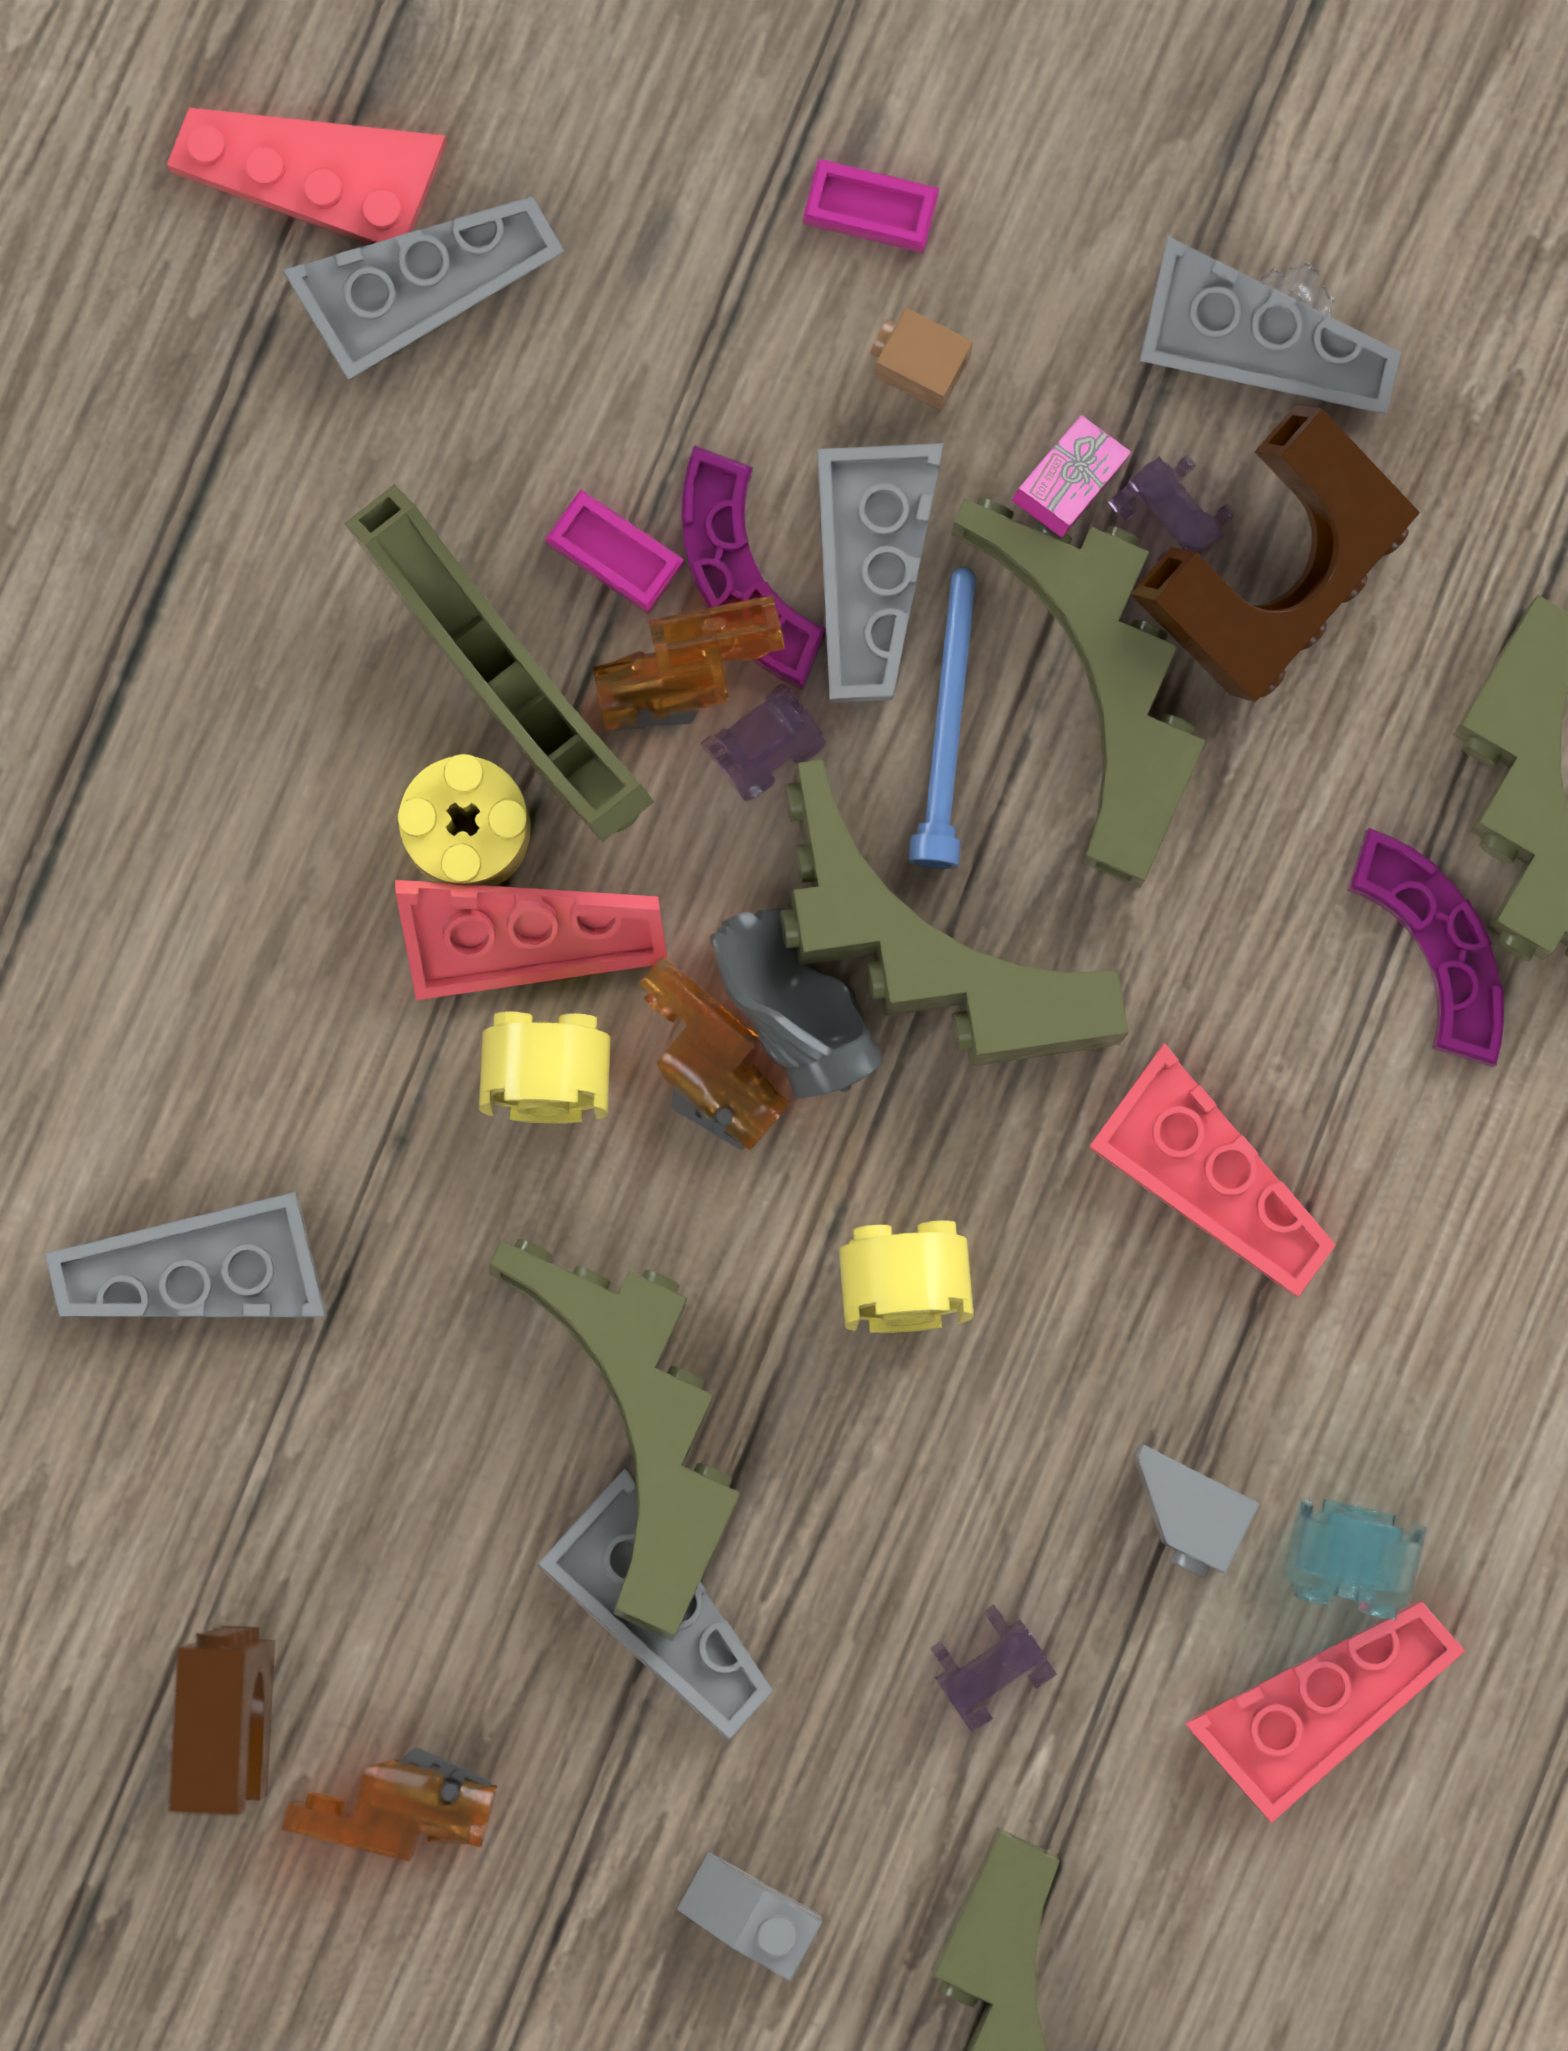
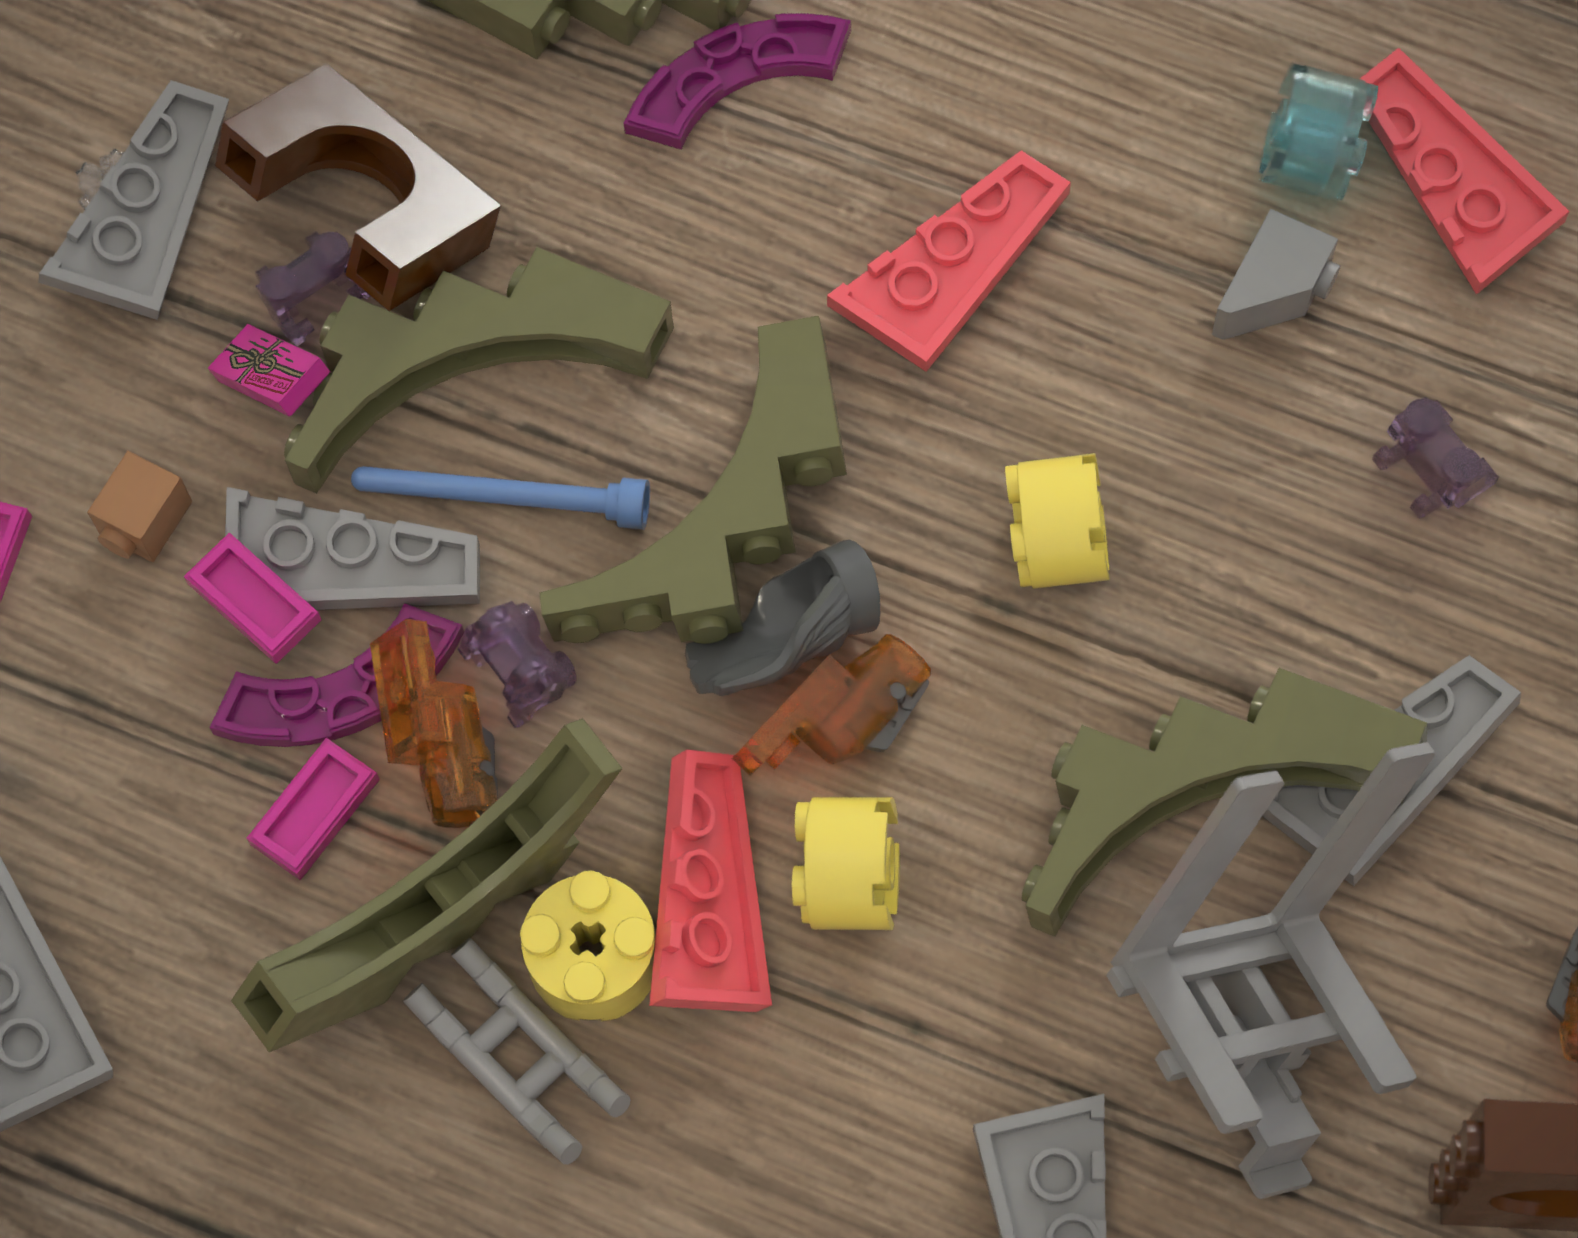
camera: 85 degrees left, 15 degrees down
(365, 1456) = (1217, 1003): none -> light grey piece
(374, 720) = (515, 1011): none -> light grey piece
(820, 477) = (252, 598): none -> dark pink tile

